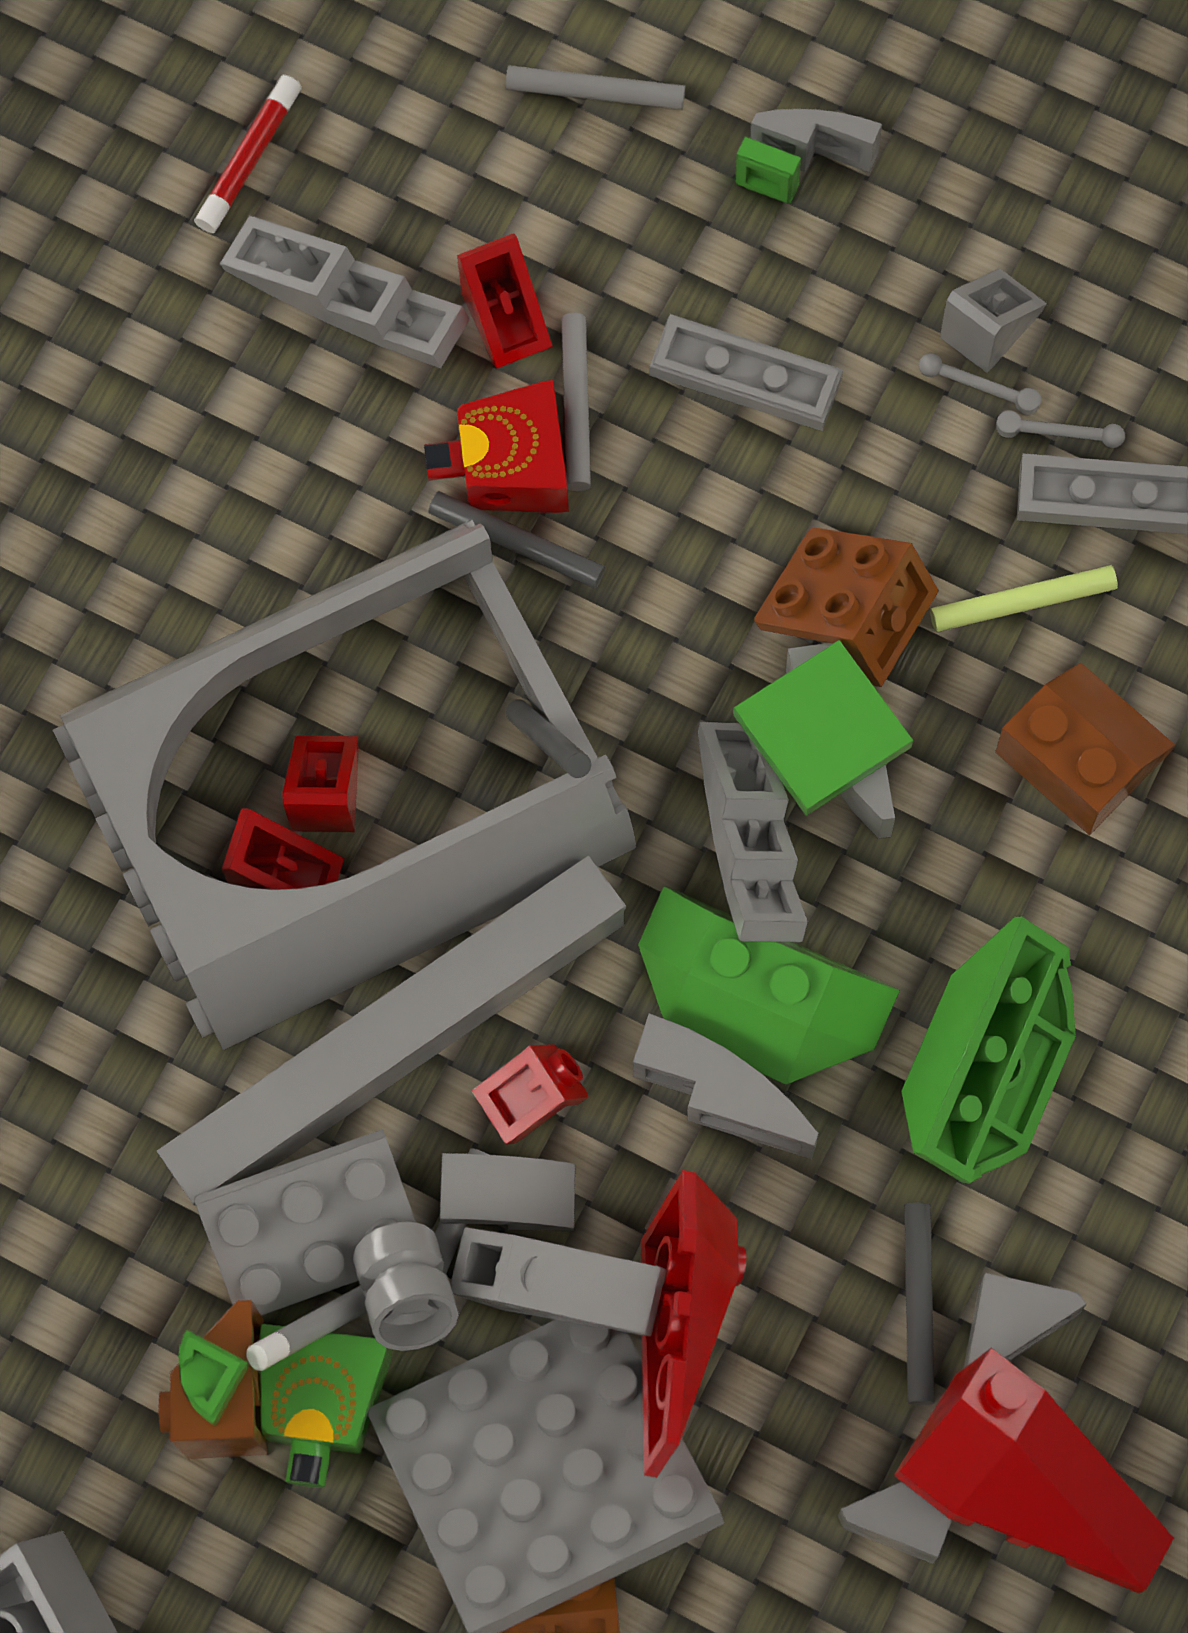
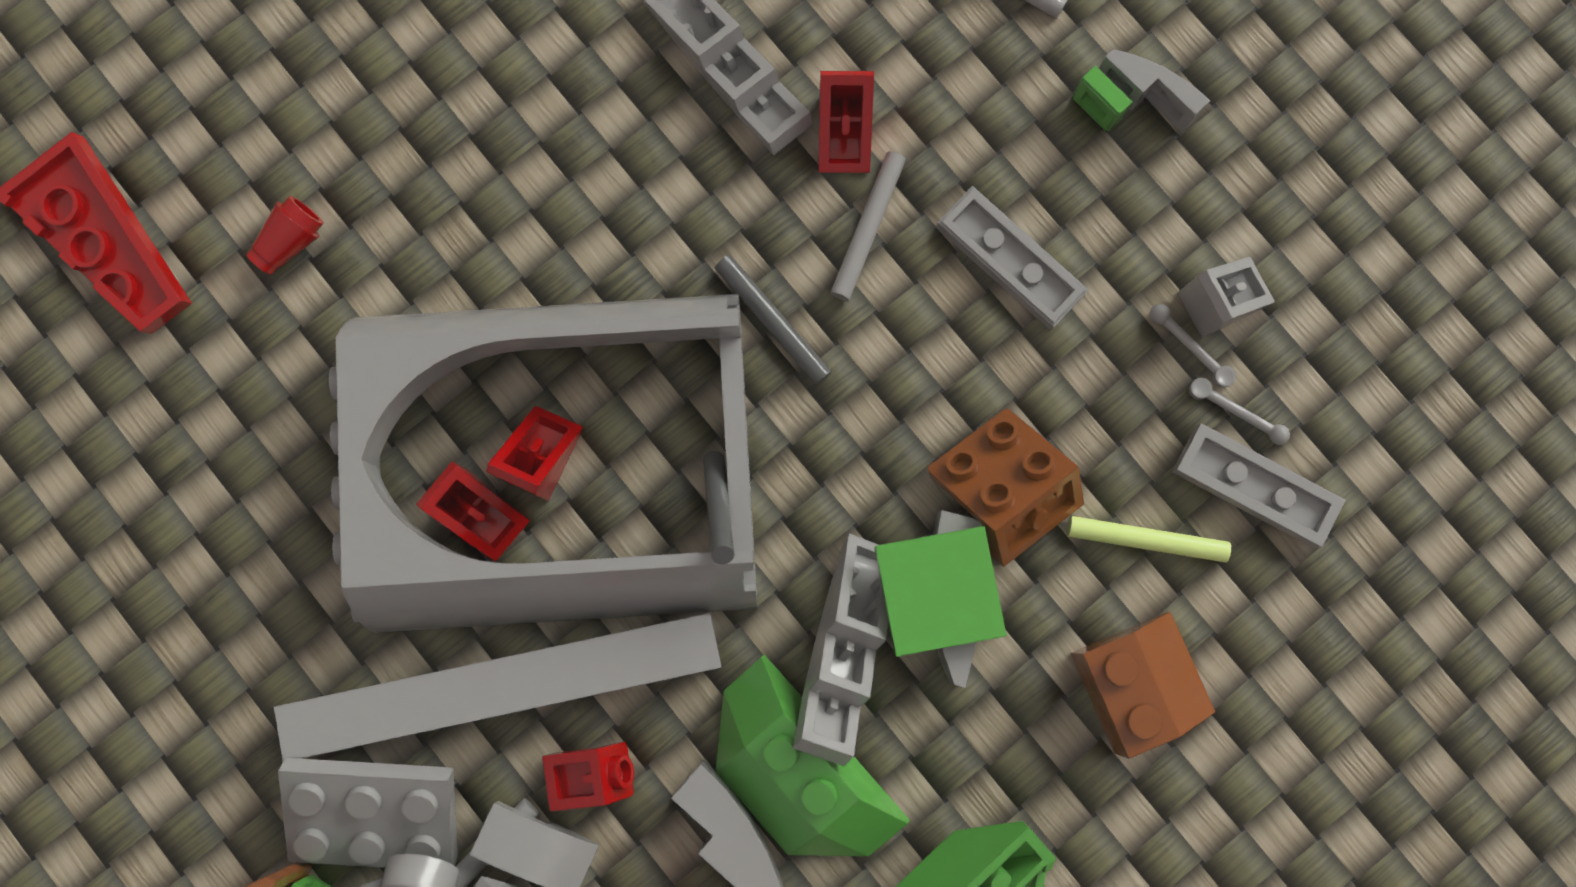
camera: 20 degrees right, 10 degrees up
(507, 452) = (794, 246): red torso -> none

